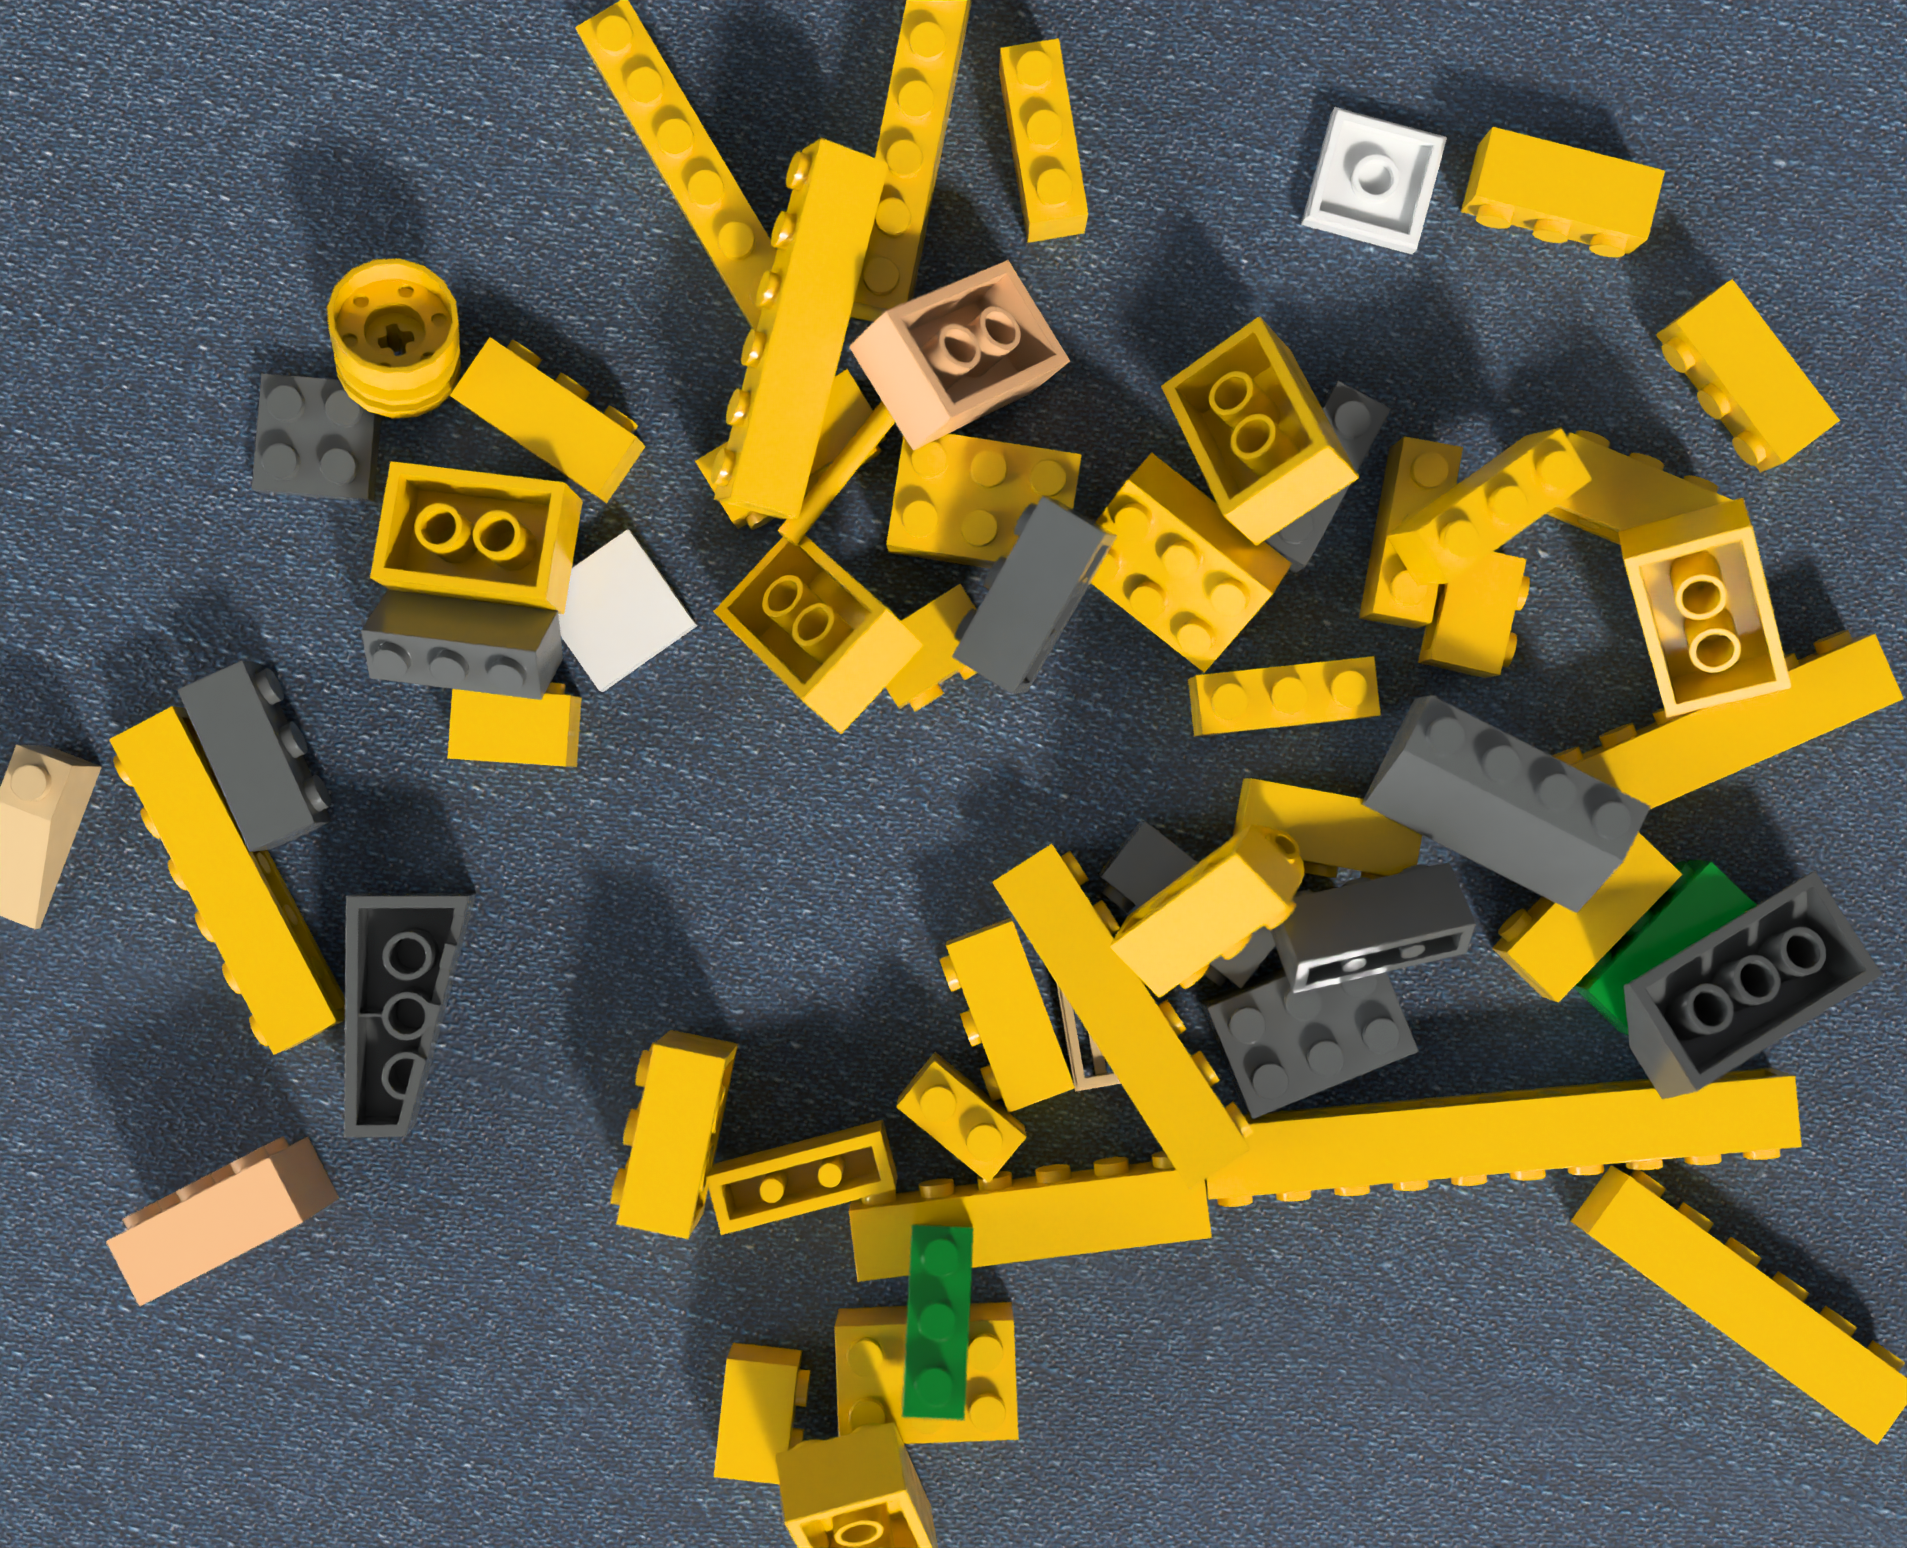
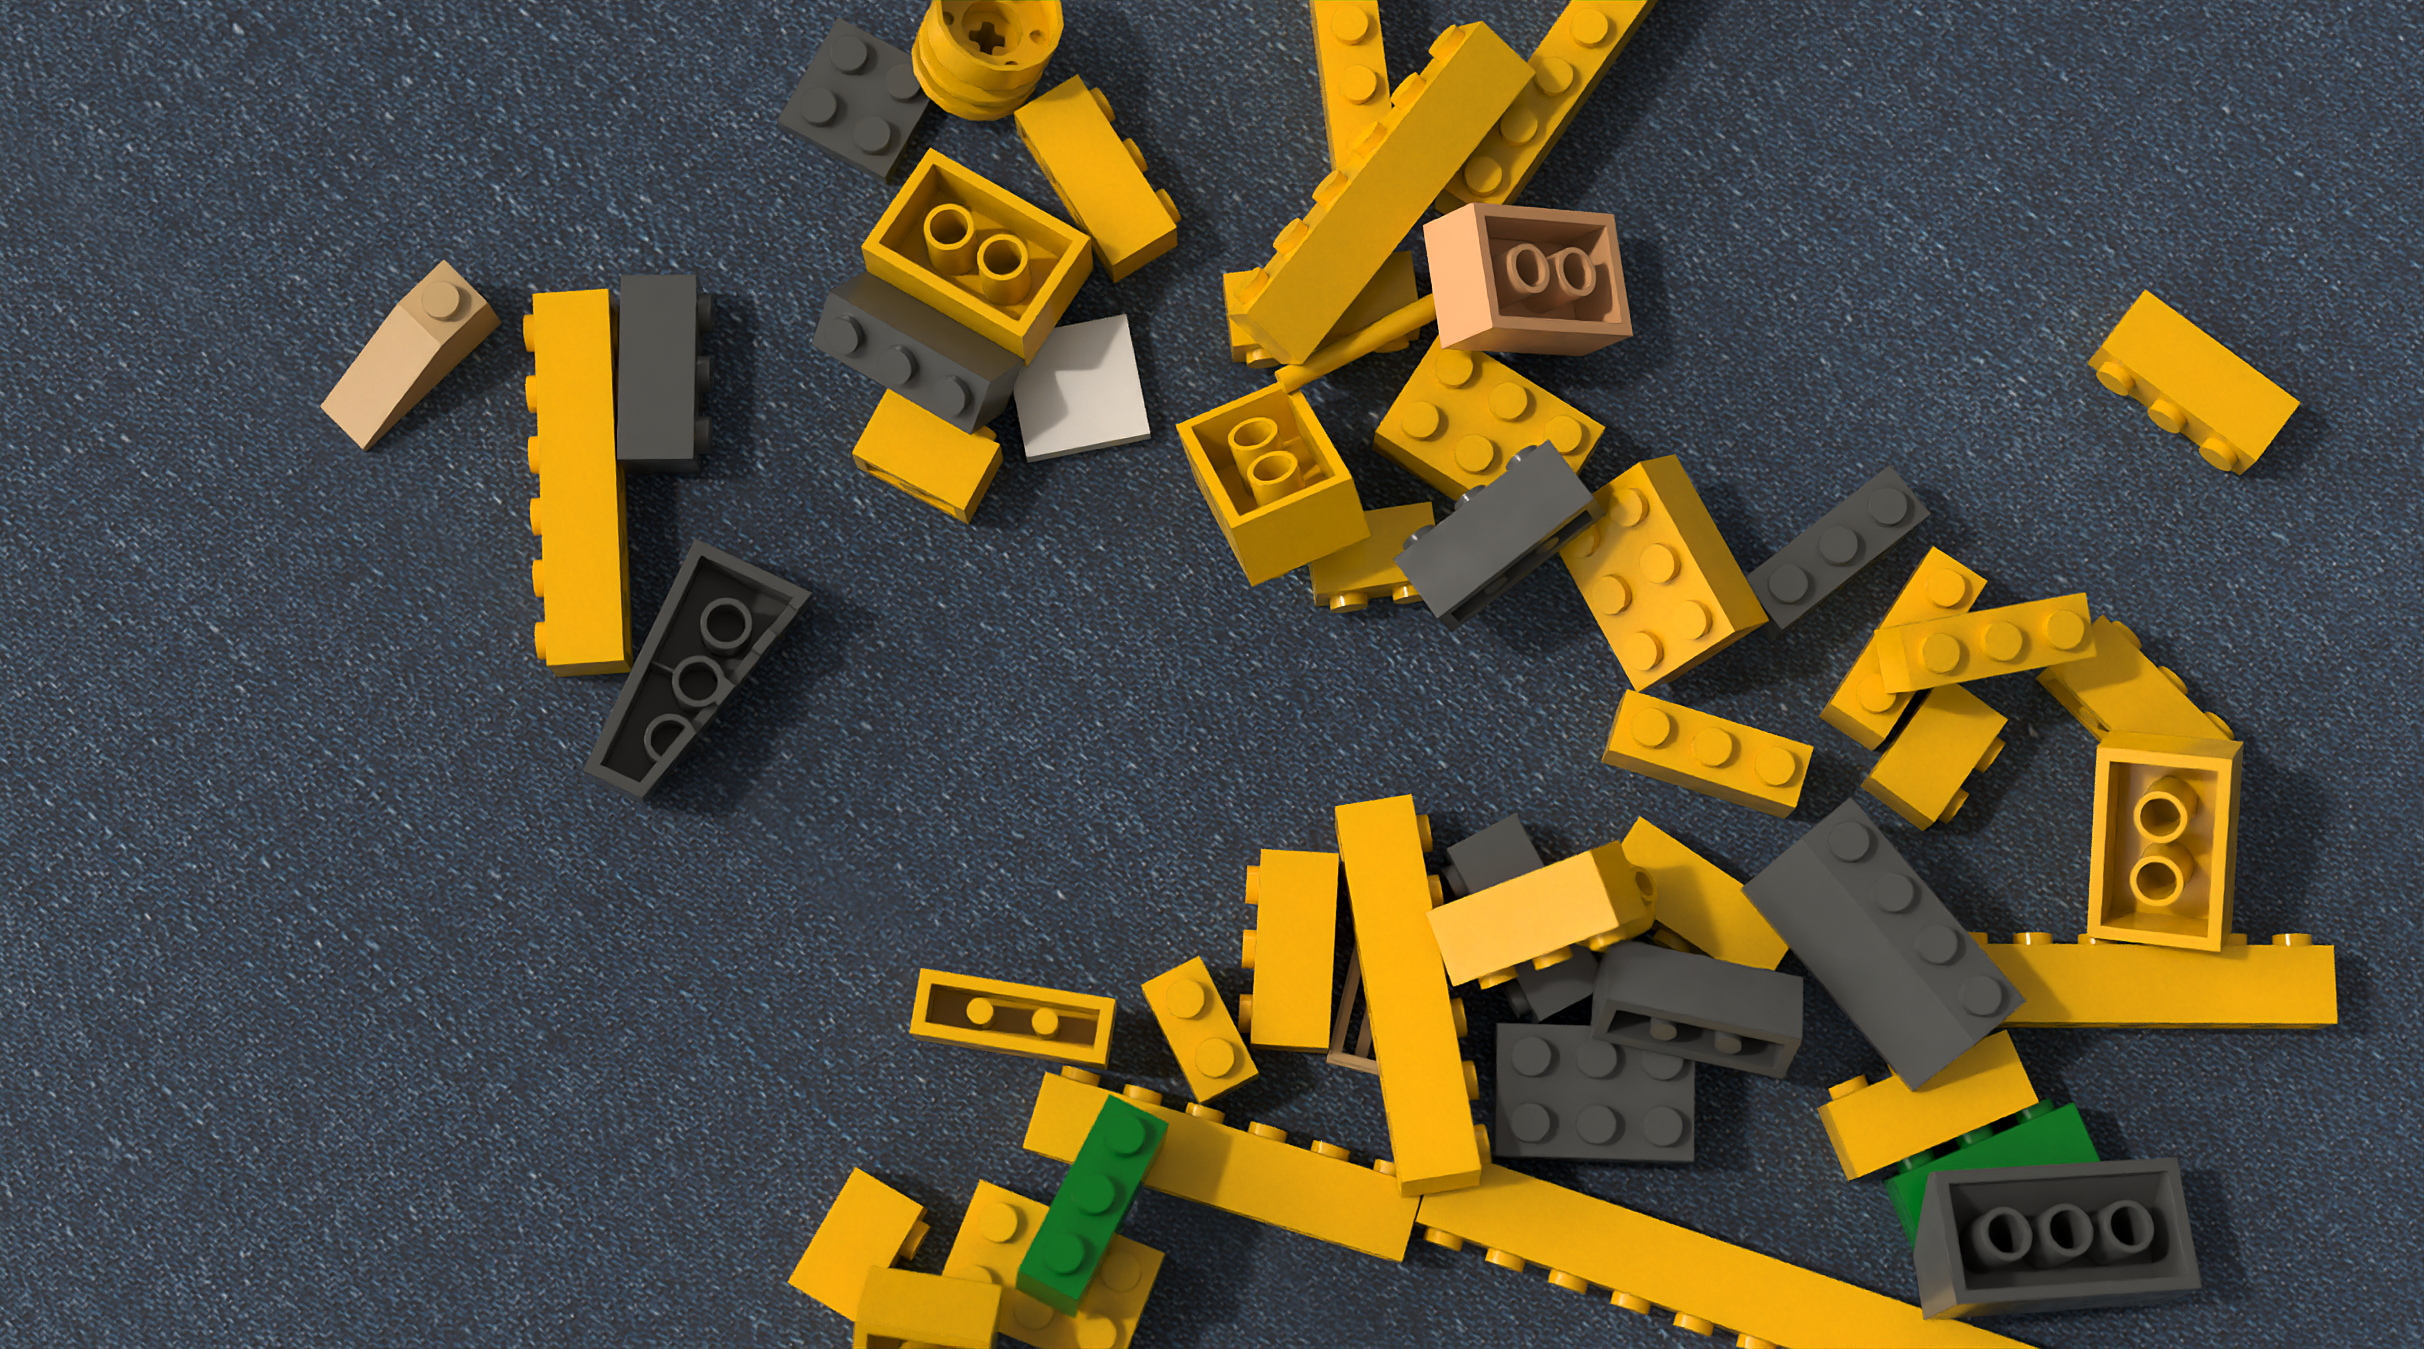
camera: 25 degrees right, 10 degrees down
(221, 1217) = (421, 802): light nougat brick -> none
(674, 1133) = (909, 913): yellow brick -> none
(1043, 140) = (1696, 119): yellow brick -> none
(1258, 432) = (1788, 476): yellow brick -> none
(1374, 180) = (2010, 296): white tile -> none
(1746, 378) = (2305, 641): yellow brick -> none

